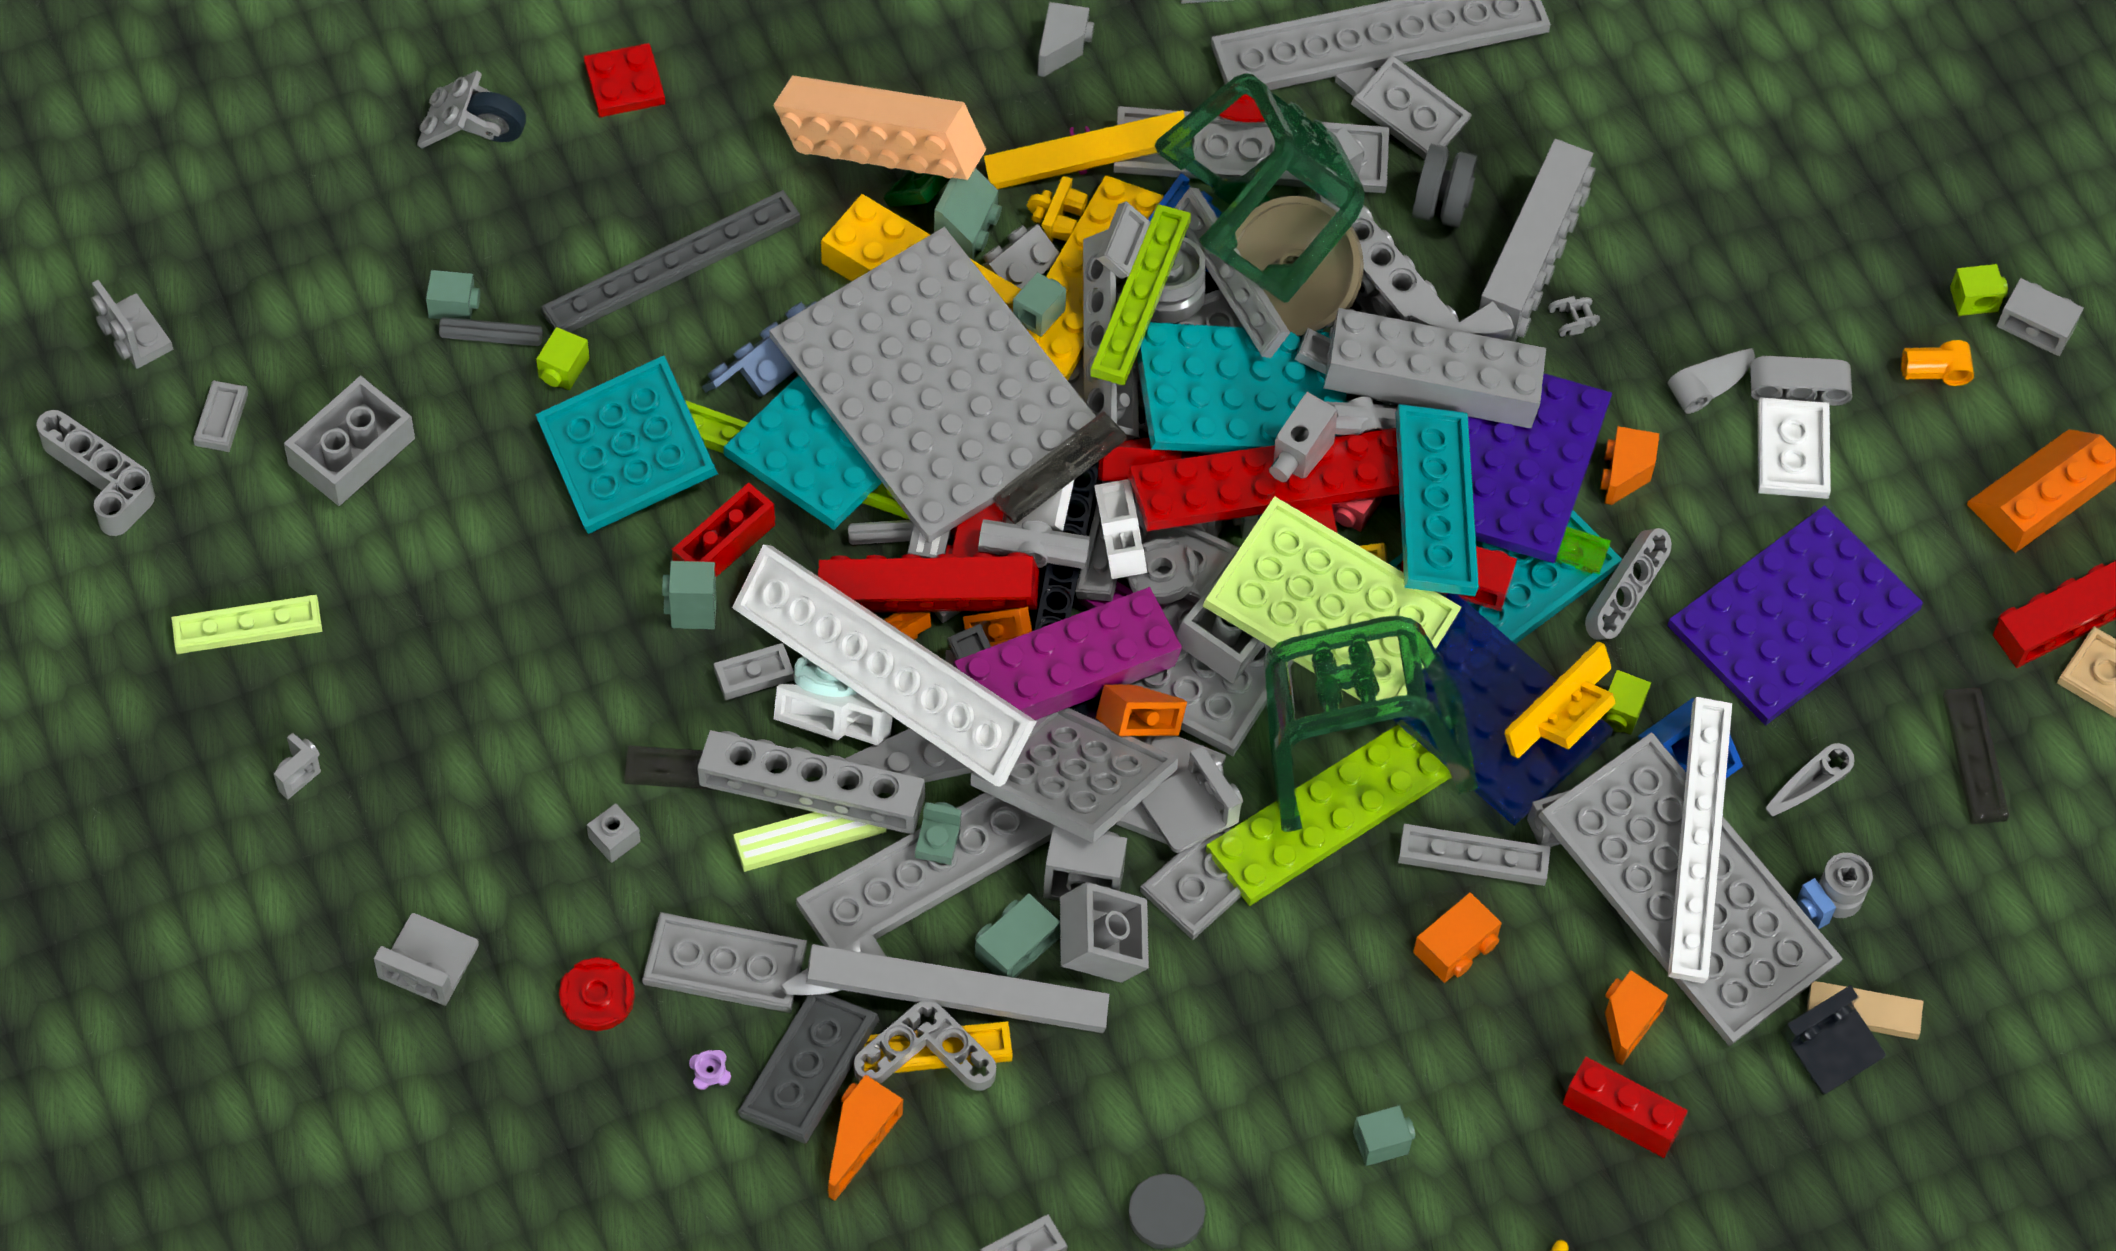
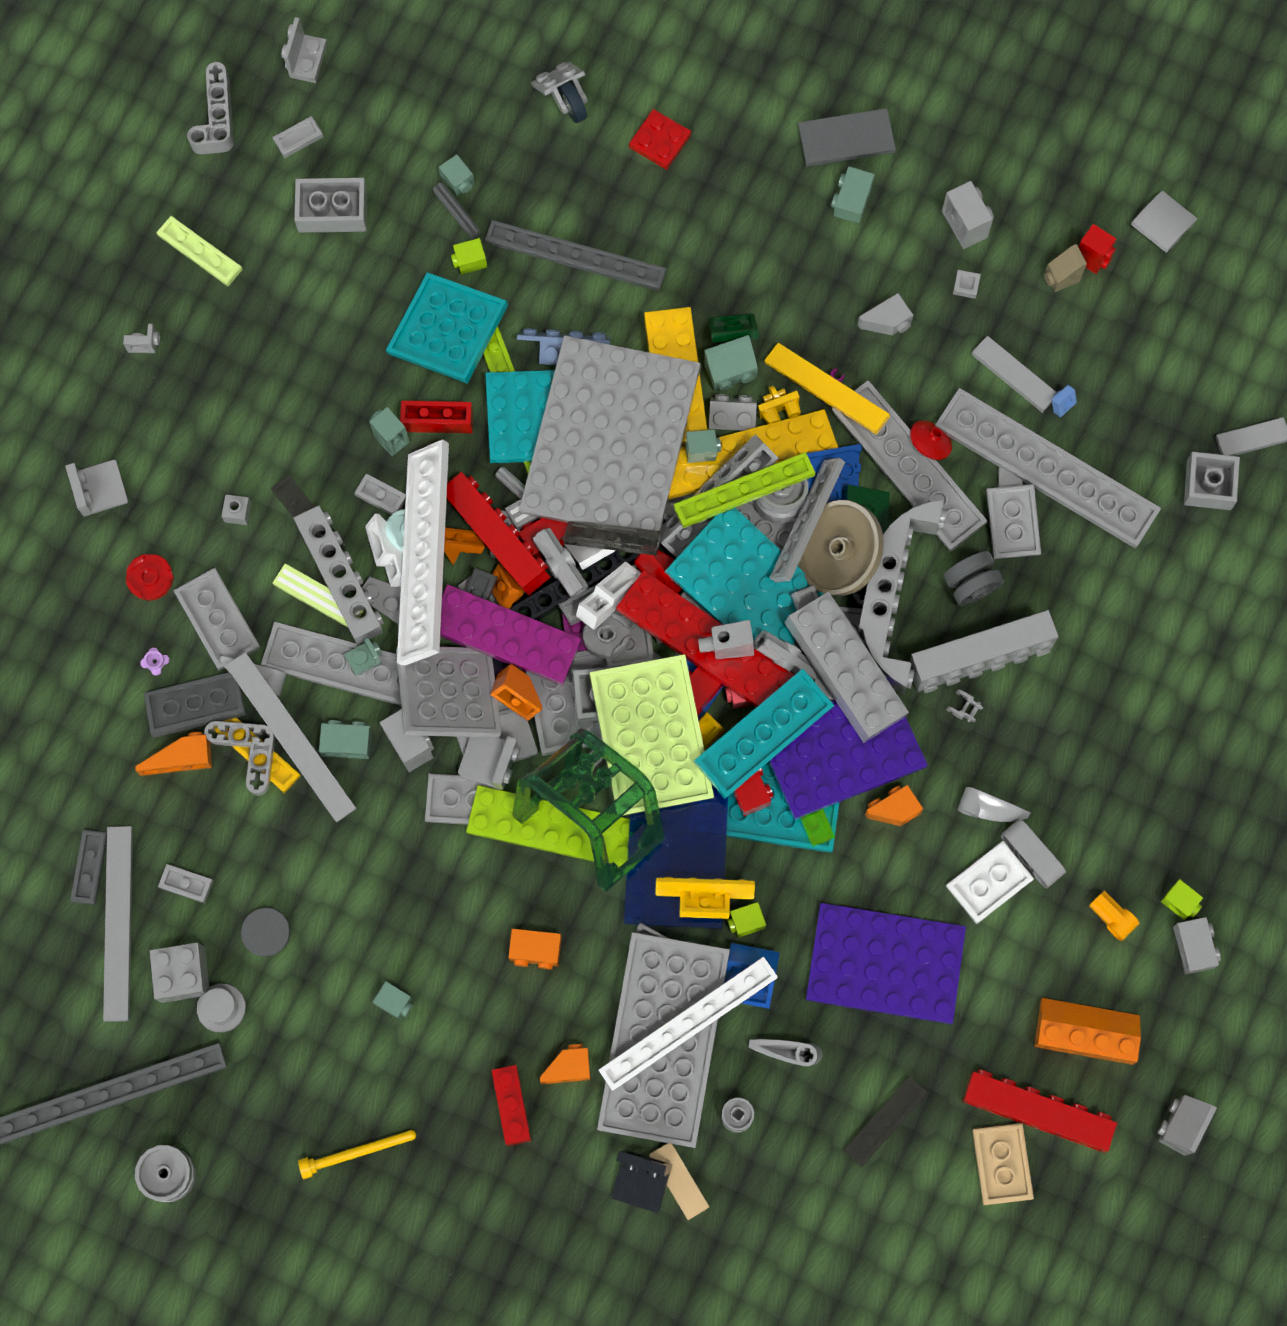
camera: 55 degrees right, 15 degrees up
(880, 127) = (727, 282): light nougat brick -> none
(1104, 932) = (378, 779): light grey brick -> none
(1123, 240) = (764, 454): light grey tile -> none
(1301, 149) = (893, 488): clear green windscreen -> none
(1474, 854) = (591, 917): light grey plate -> none
(1632, 588) = (821, 861): light grey beam -> none
(1816, 903) = (714, 1108): medium blue plate -> none

